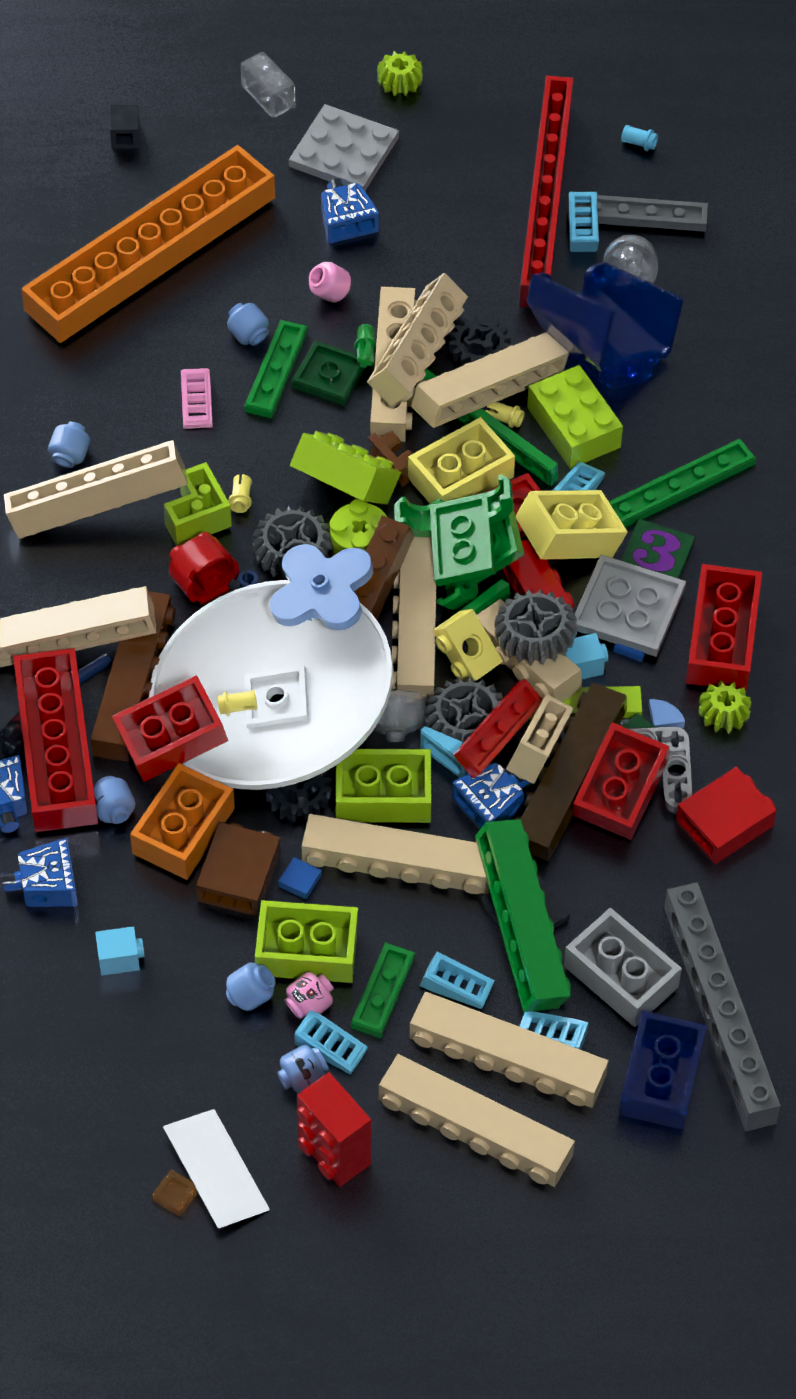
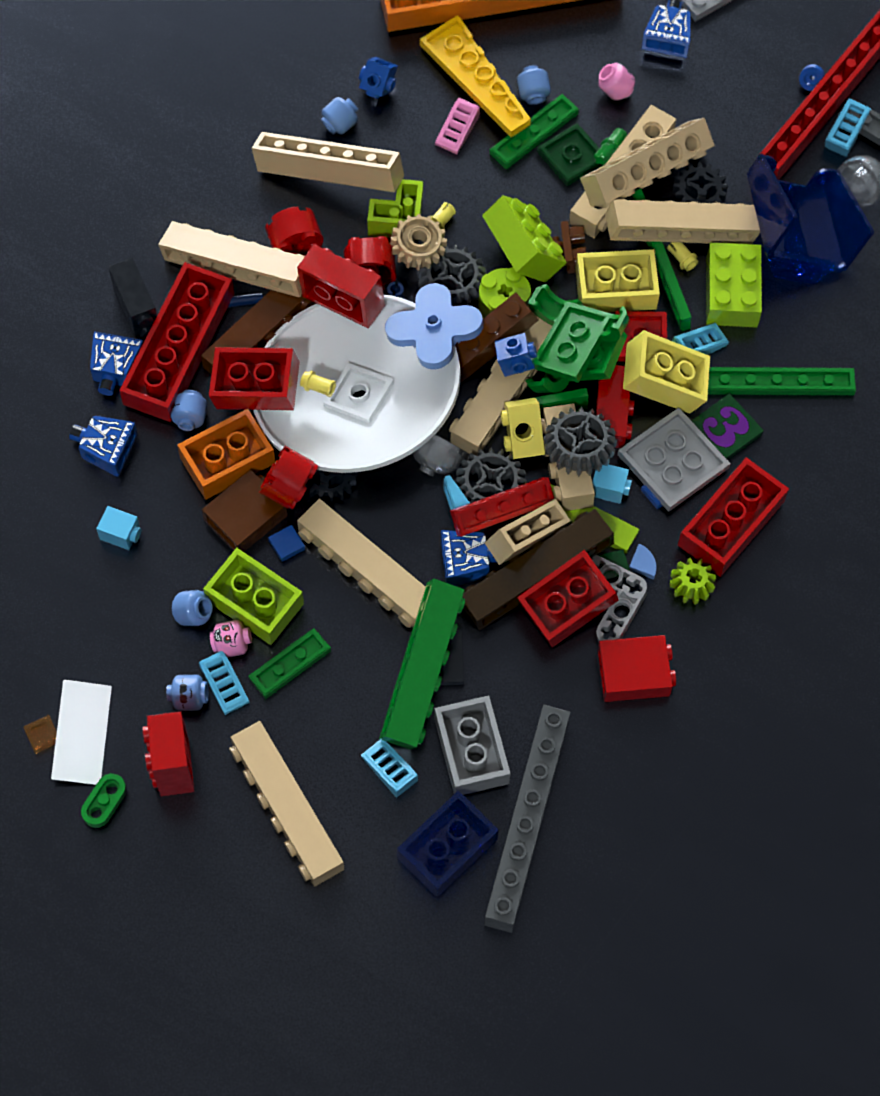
camera: 30 degrees right, 10 degrees up
(85, 378) = (378, 77): none -> blue brick
(106, 572) = (294, 231): none -> red brick
(145, 329) = (466, 63): none -> yellow wing
(199, 596) = (341, 285): none -> red brick
(243, 534) = (418, 229): none -> tan gear
(270, 805) = (288, 478): none -> red brick
(287, 1221) = (103, 801): none -> green plate
(384, 786) = (390, 506): lime brick -> none
(416, 577) = (515, 354): none -> blue brick
(451, 967) = (326, 676): medium azure slope -> none
(508, 1050) = (347, 762): tan brick -> none
(518, 197) = (811, 76): none -> blue tile

